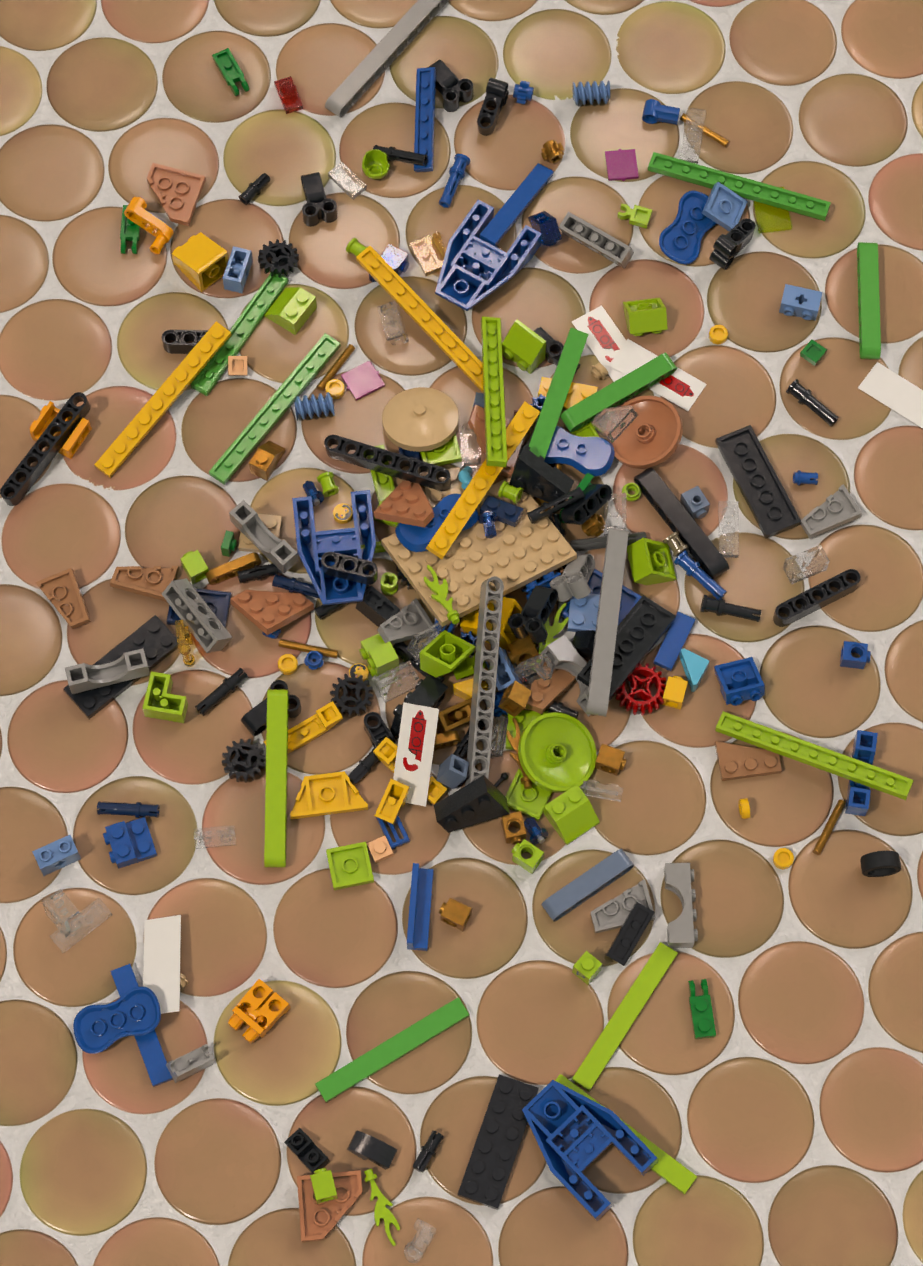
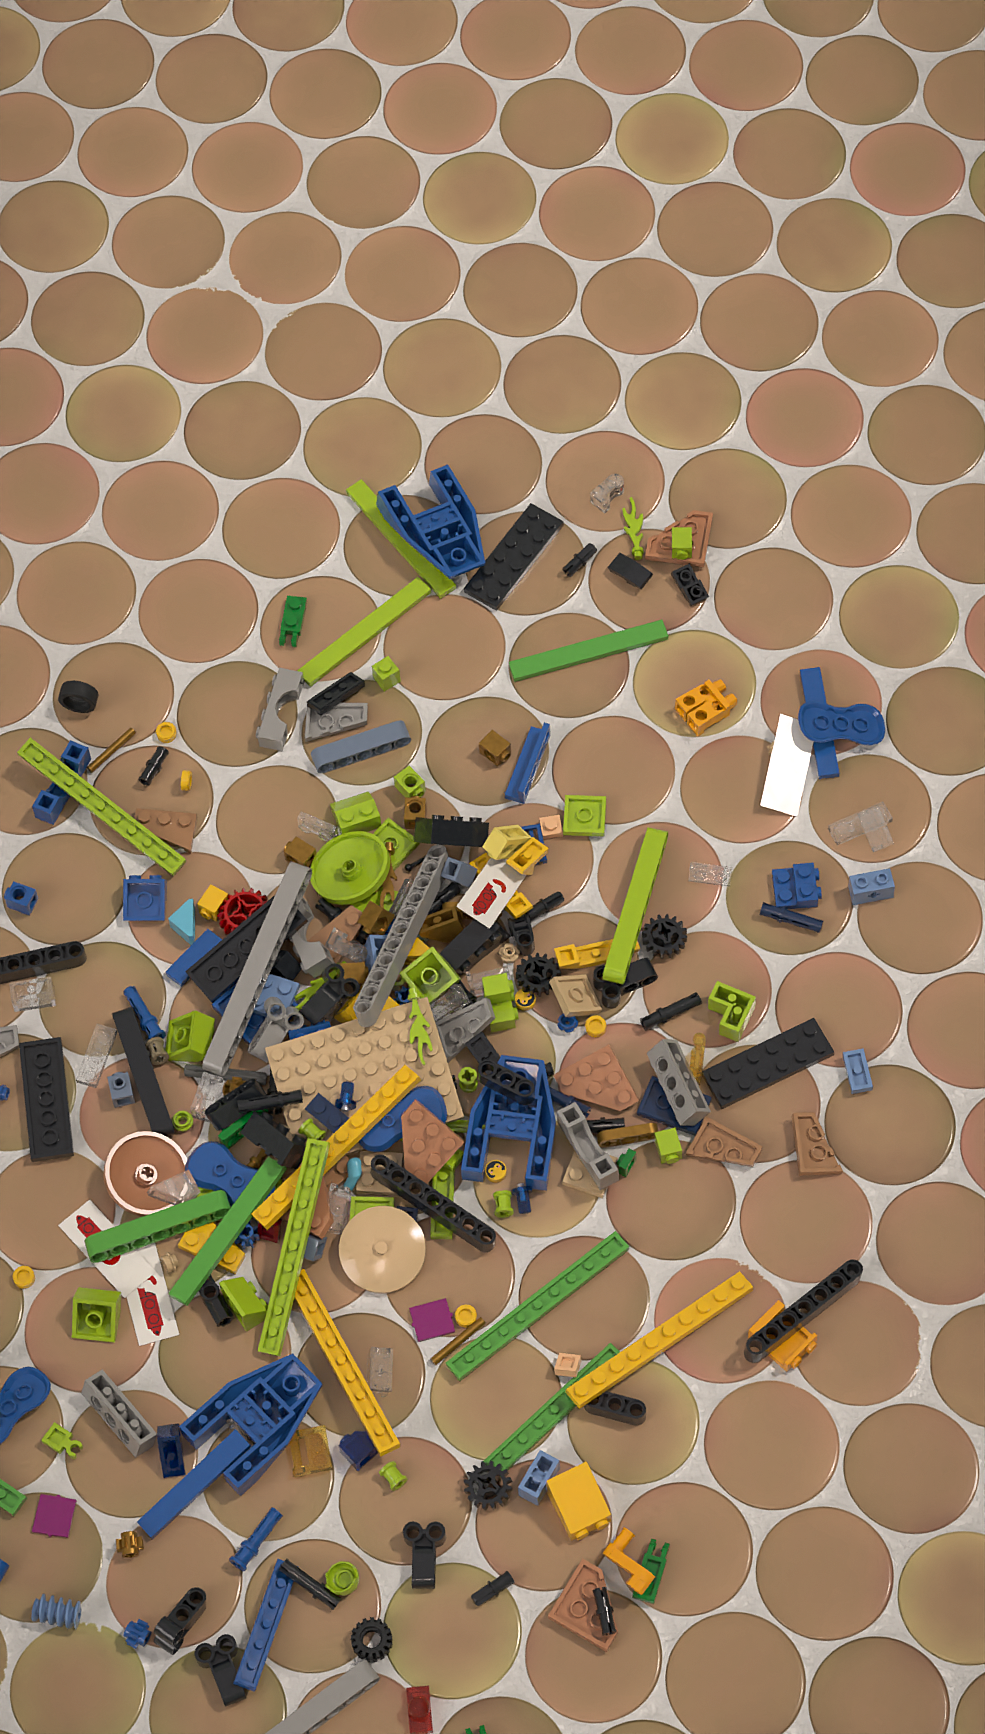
camera: 160 degrees left, 5 degrees down
(38, 675) = (857, 1071): none -> medium blue plate
(89, 677) = (763, 1044): light grey arch -> none
(159, 183) = (604, 1611): none -> black pin
(190, 1063) = (779, 674): light grey hinge -> none
(266, 459) = (561, 1248): pearl gold slope -> none
(292, 309) = (489, 1420): lime slope -> none
(307, 648) = (569, 1036): pearl gold bar -> none
(311, 679) = (575, 995): none -> tan plate
(314, 406) = (494, 1293): medium blue piece -> none
(327, 795) = (590, 885): yellow wing -> none
(339, 122) = (371, 1626): none -> black tyre
(347, 180) = (380, 1570): clear plate -> none
(388, 708) = (509, 958): none -> tan plate
(414, 808) = (505, 841): none -> light yellow brick
(537, 834) = (394, 803): clear blue piece -> none
(720, 607) = (134, 976): black pin -> none
(781, 817) = (153, 766): none -> black pin

